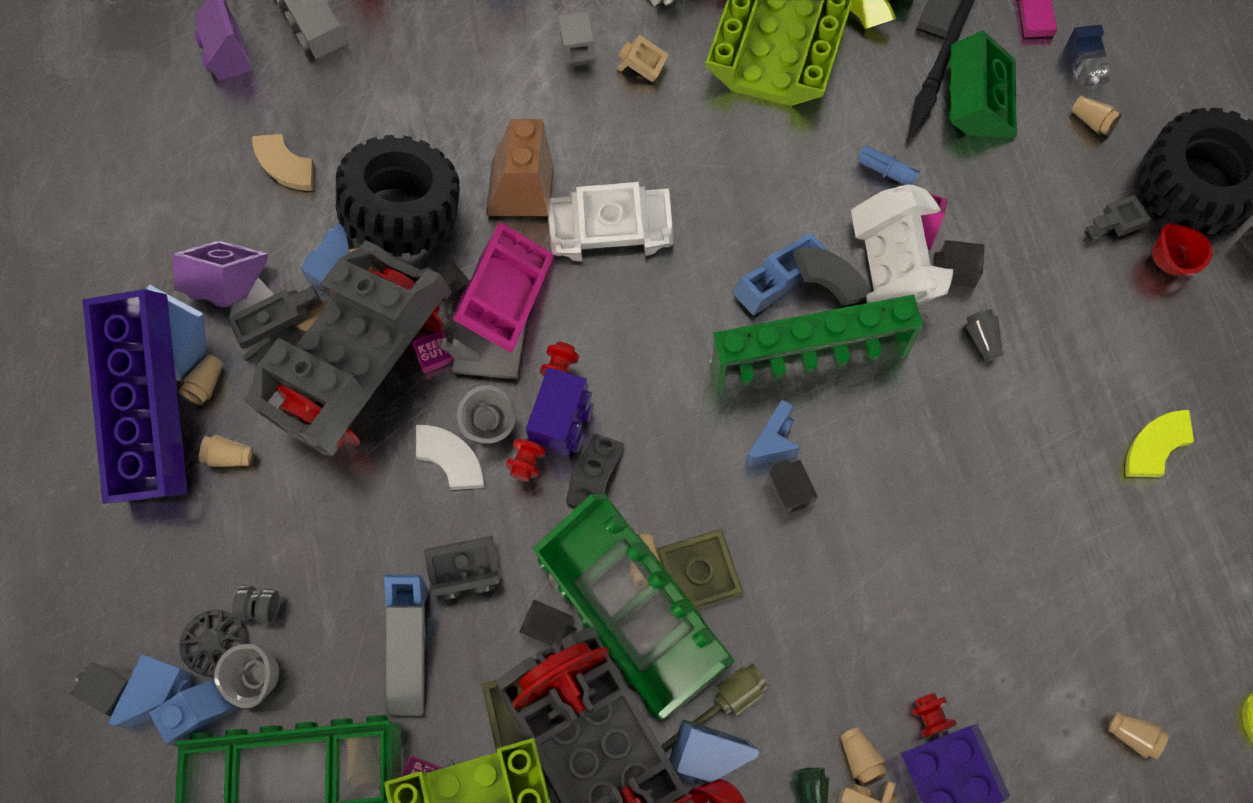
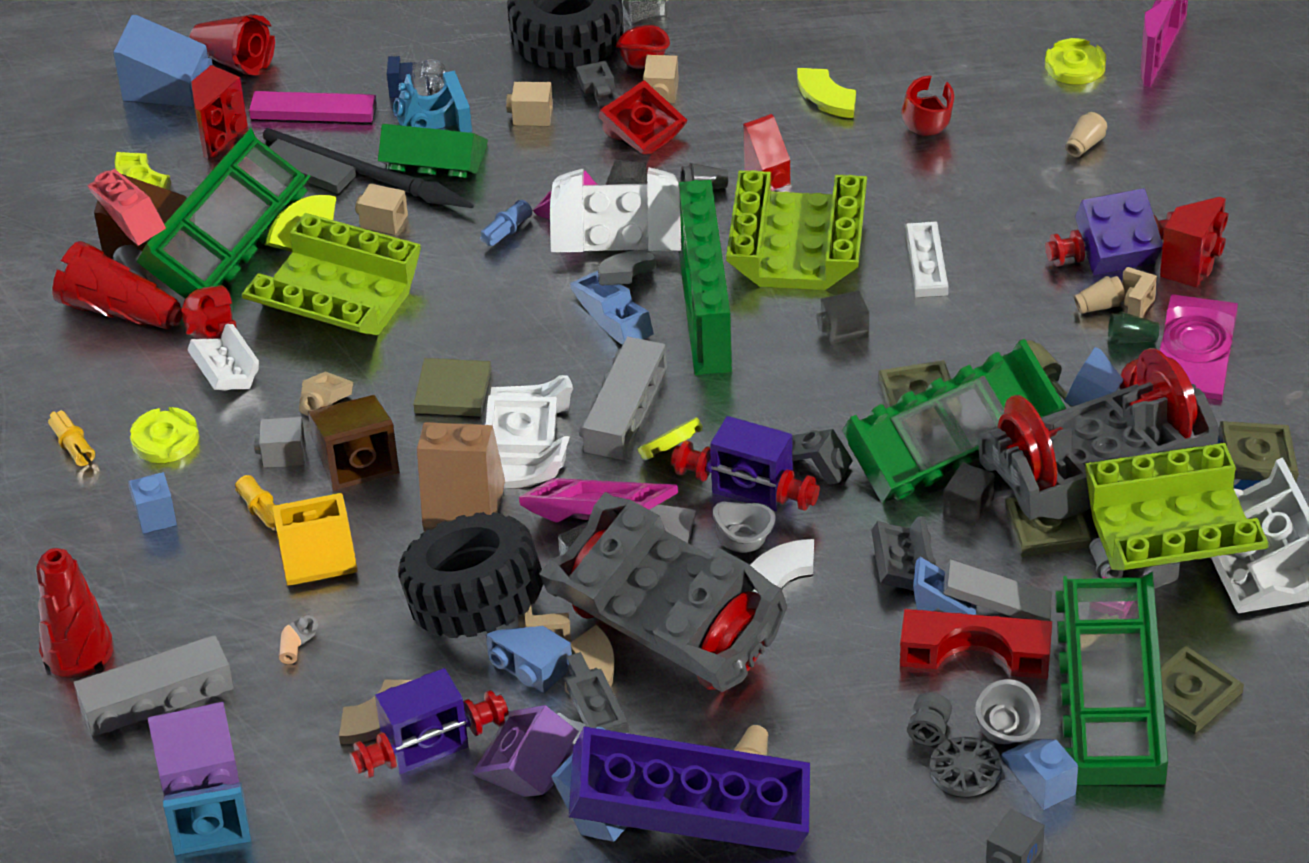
camera: 85 degrees left, 25 degrees down
(148, 688) = (1018, 791): medium blue slope -> none
(163, 55) = (207, 818): none -> dark azure slope
(245, 186) = (424, 724): none -> dark purple brick
(347, 688) = (1017, 642): none -> red arch
(361, 86) = (294, 636): none -> arm
(456, 79) = (314, 539): none -> yellow slope
(509, 36) = (258, 500): none -> yellow axle
(578, 85) = (355, 441): none -> reddish brown slope
(593, 339) = (670, 438): none -> neon yellow tile
(655, 297) = (623, 398): none -> light grey brick
(665, 157) = (452, 387): none -> olive tile
(770, 444) = (791, 328): medium blue slope -> none
(889, 61) = (382, 209): none -> tan brick
(903, 567) = (926, 259): none -> white tile
(915, 427) = (796, 236): none -> lime slope
(1019, 387) = (766, 150): none -> slope
(1043, 61) = (434, 111): none -> dark azure tile
(1062, 264) = (642, 119): none -> red slope
(1069, 162) = (530, 103): none -> tan brick
(1097, 115) = (482, 80): tan cone -> none
(1135, 276) = (662, 75): none -> tan brick
(1135, 549) = (926, 114): none -> red helmet

